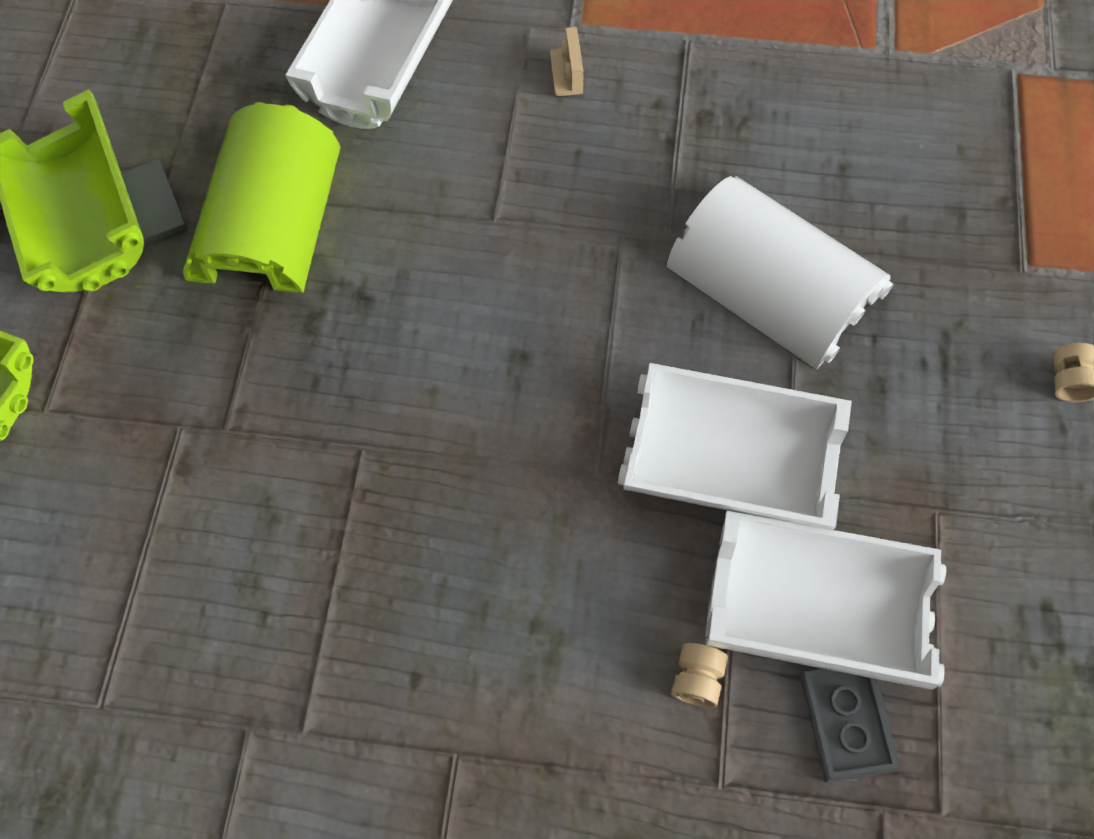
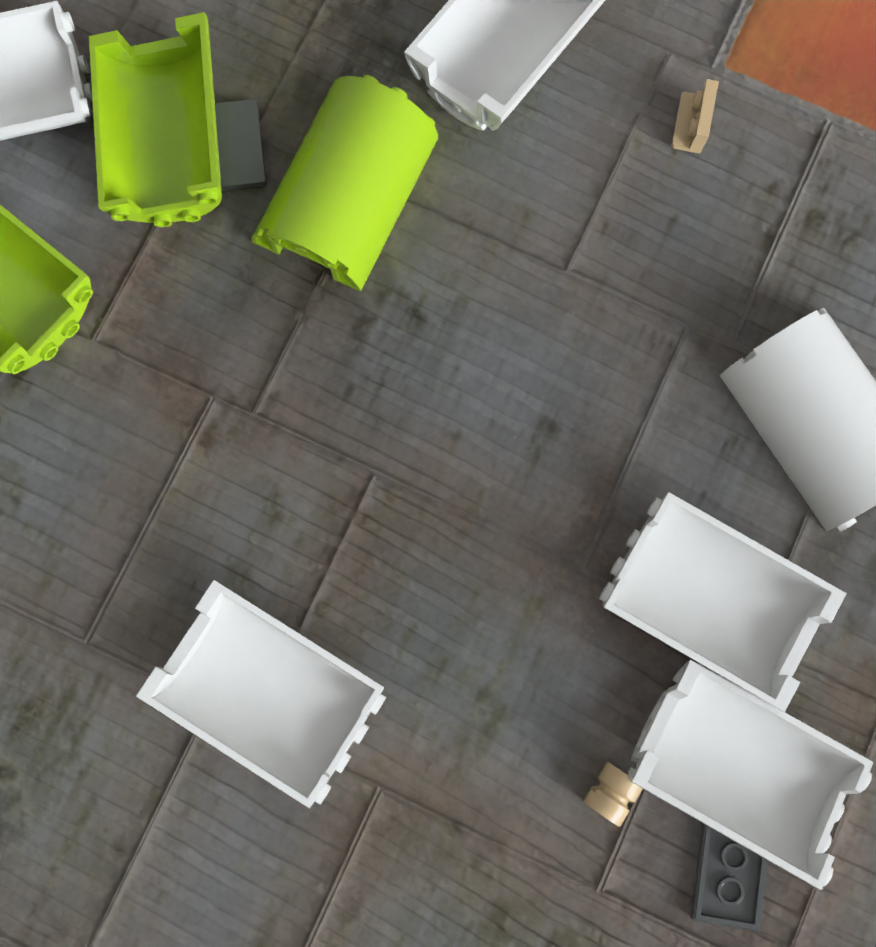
camera: 15 degrees right, 15 degrees up
(305, 683) = (264, 695): none -> white cylinder

